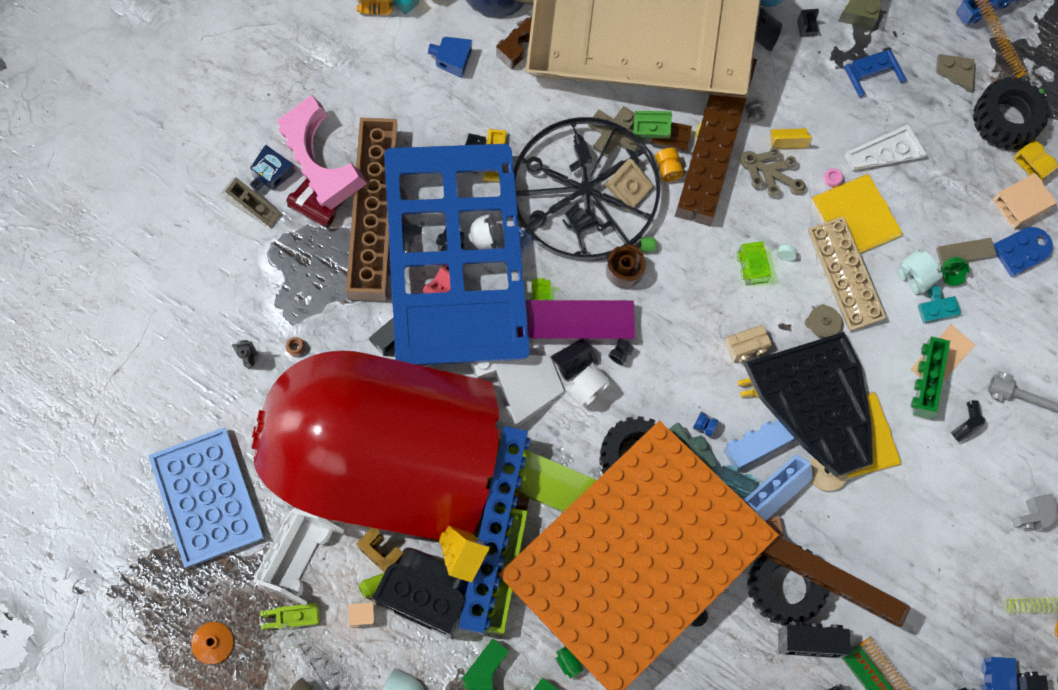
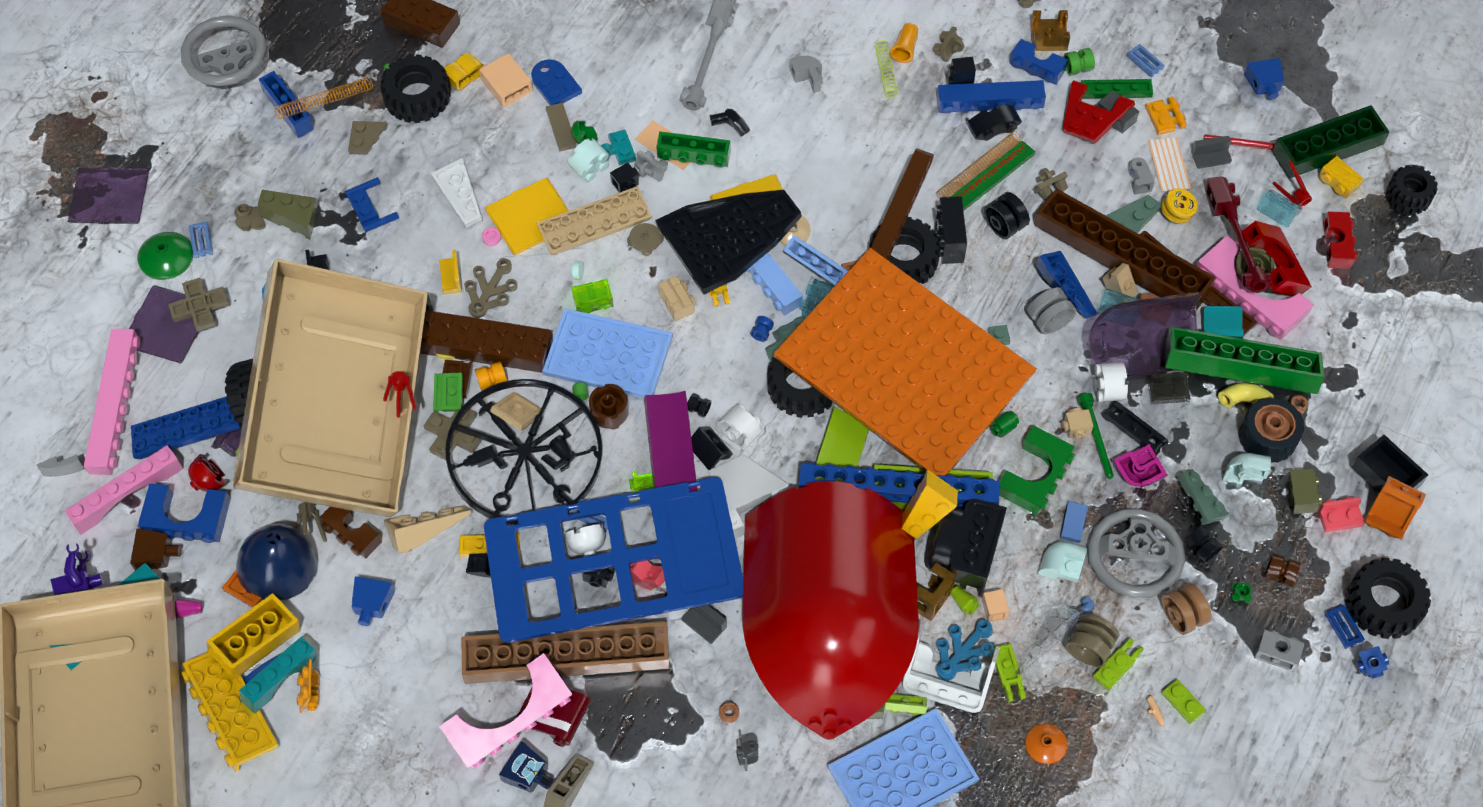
camera: 90 degrees left, 10 degrees down
(272, 512) = (906, 703): none -> lime plate
(318, 572) = (964, 651): none -> dark azure plant
(516, 92) = (412, 532): none -> tan wedge
(654, 72) = (399, 381): none -> red plant
(680, 676) = (1000, 333): none -> sand green plate
(688, 274) = (607, 352): none -> light blue plate
(897, 307) = (624, 177): none -> black brick
(910, 331) = (648, 165): none -> light grey hips

